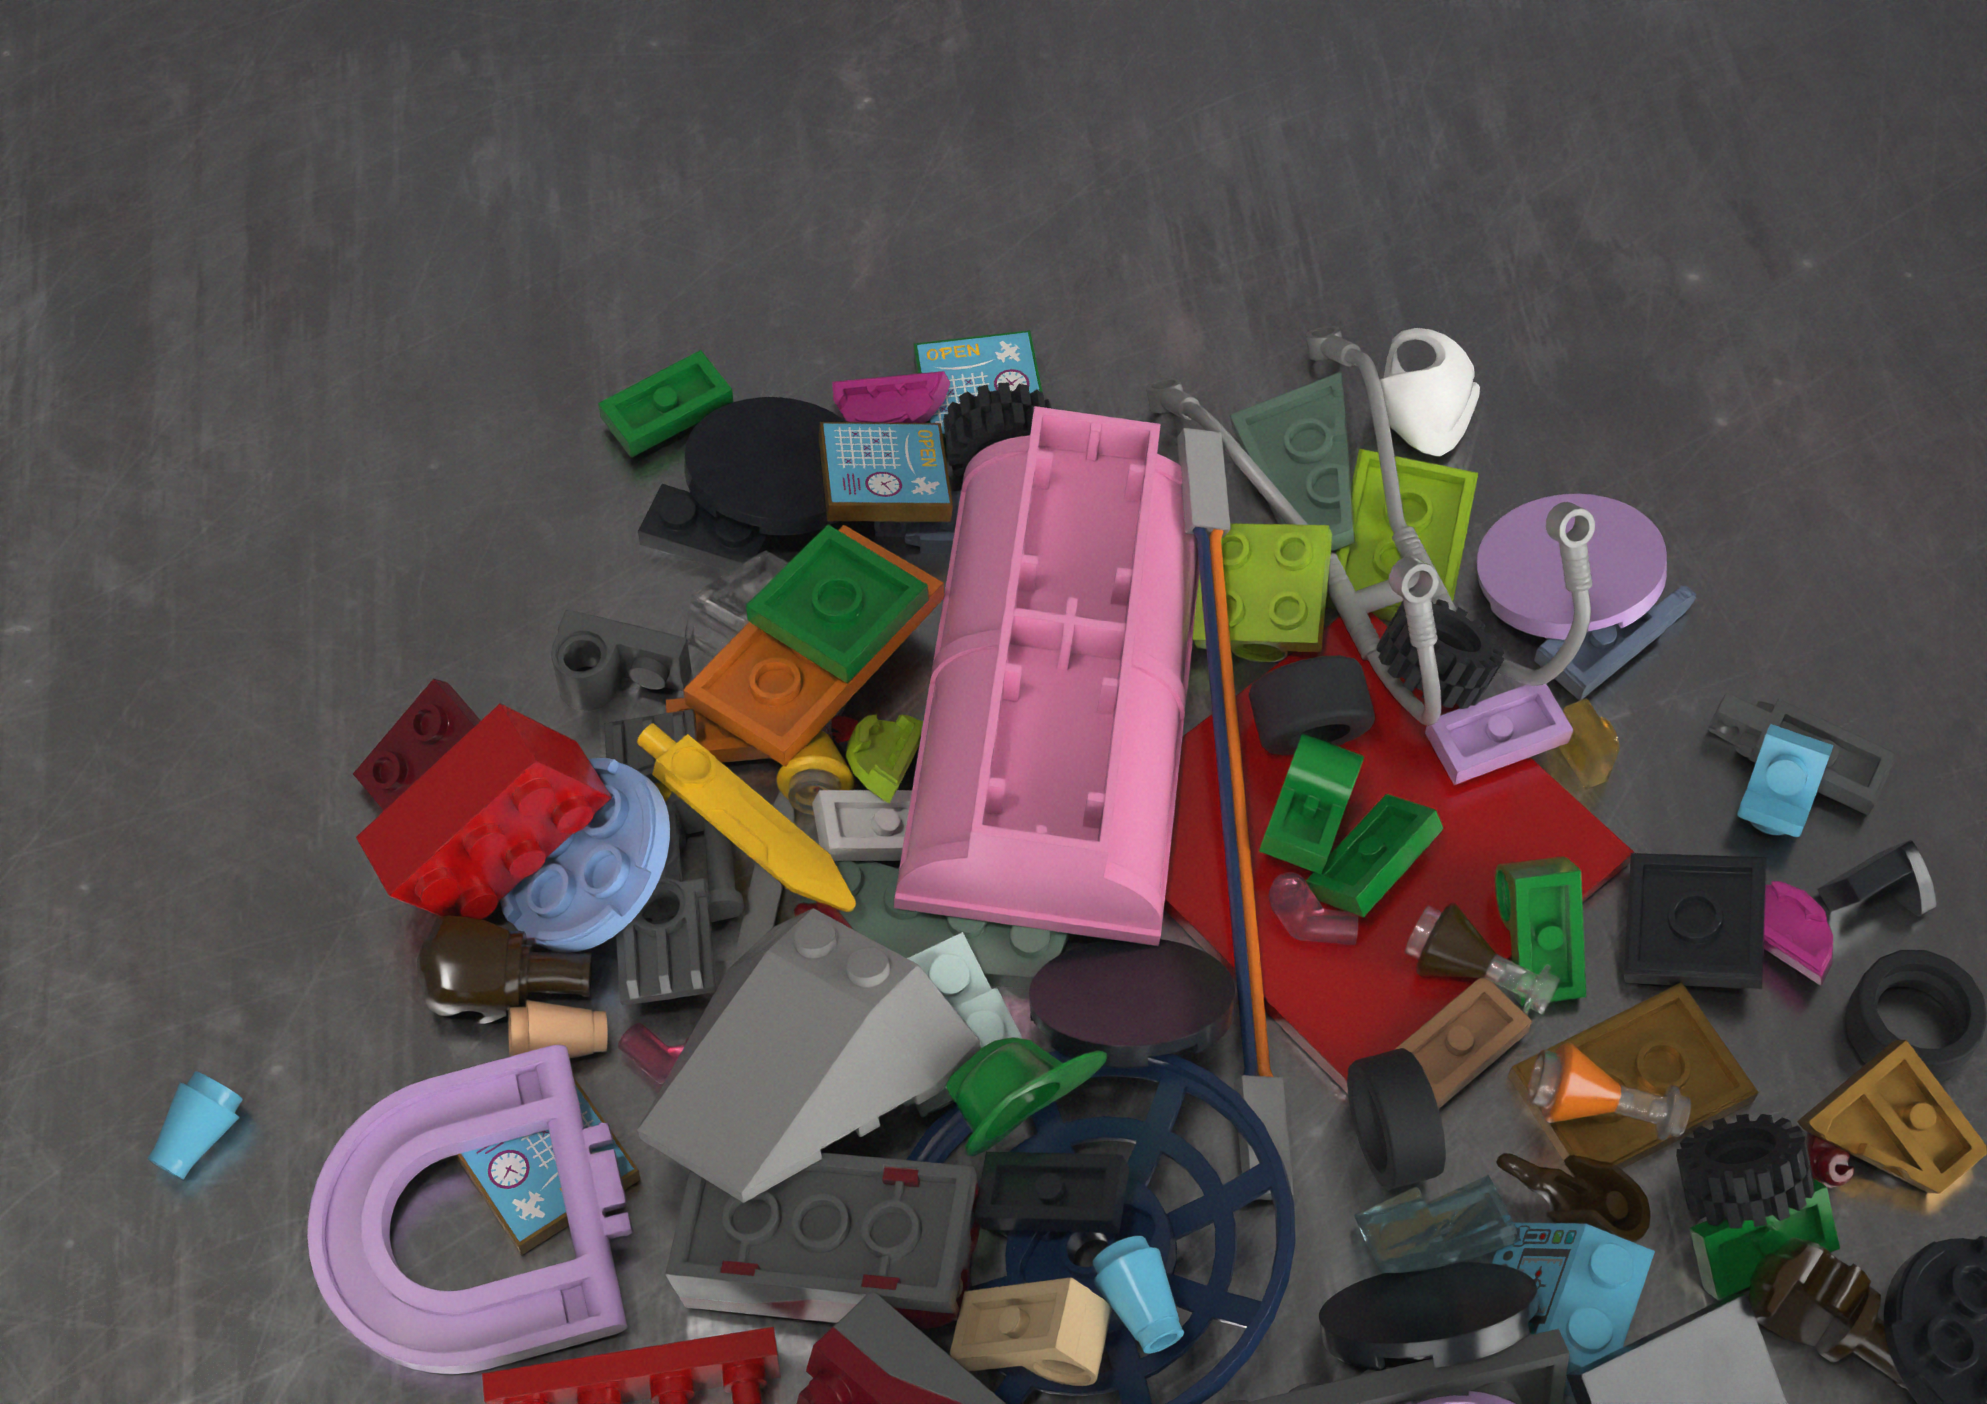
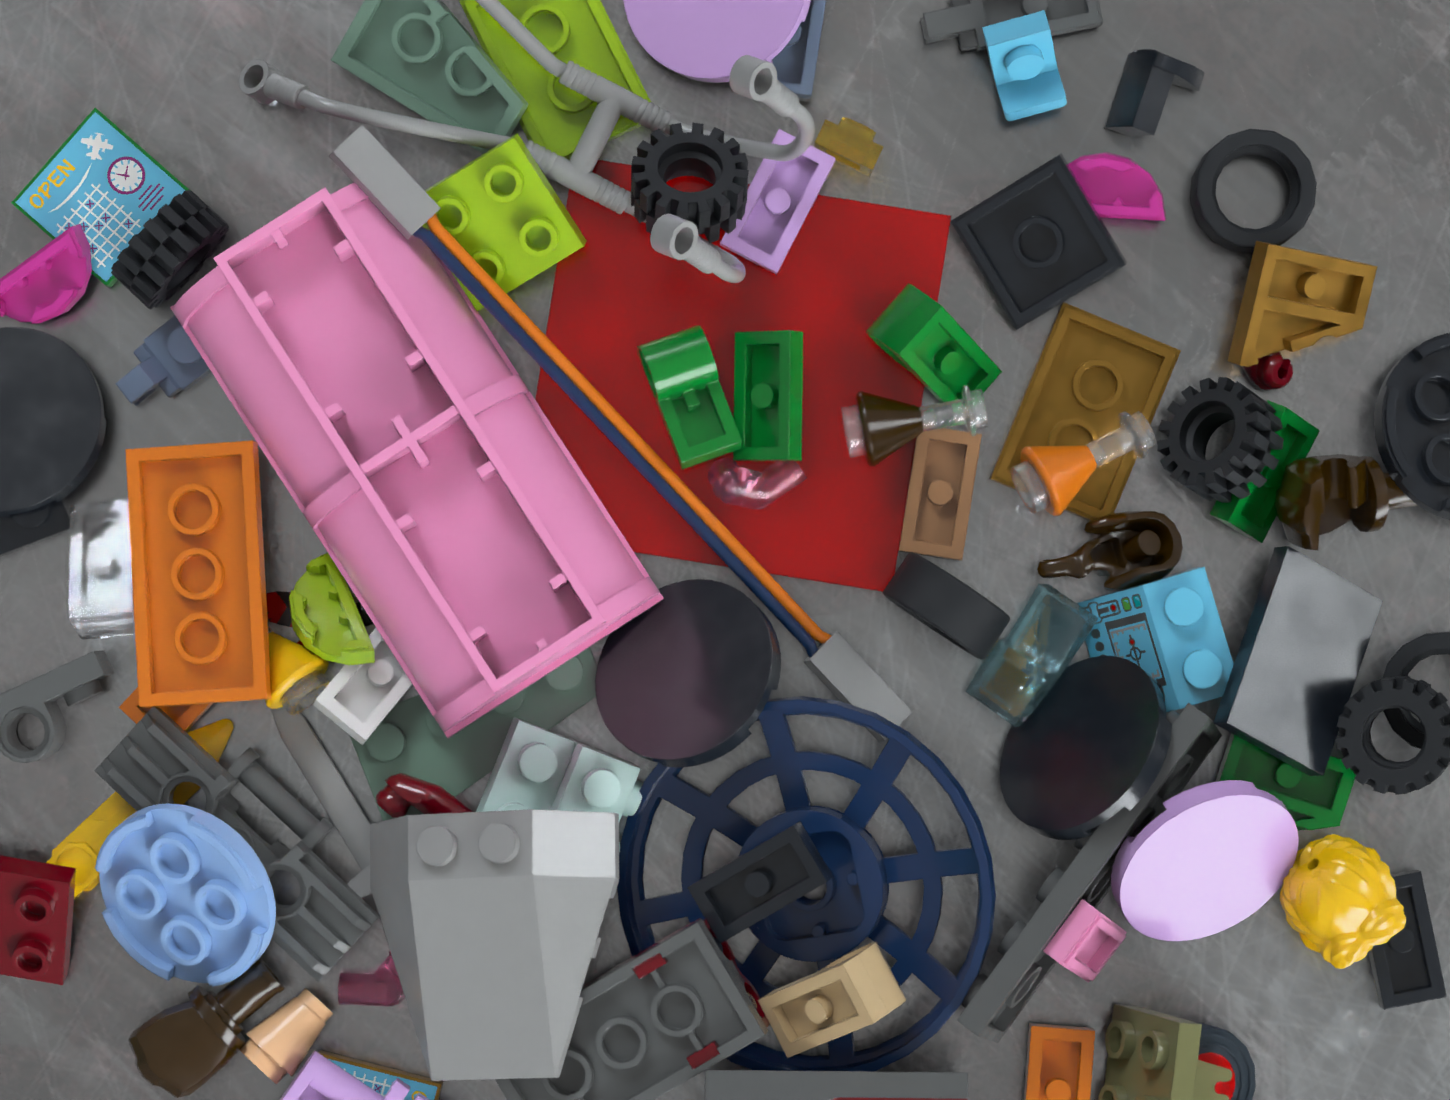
camera: 40 degrees left, 30 degrees up
(483, 816) = (99, 946): red brick -> none
(746, 818) = (284, 771): yellow piece -> none
(837, 603) = (195, 540): green plate -> none
(885, 472) = (108, 363): tile -> none
(1009, 1084) = (665, 829): green piece -> none
(1139, 1292) = (888, 918): medium azure cone -> none
(1311, 697) = (625, 310): black tyre -> none

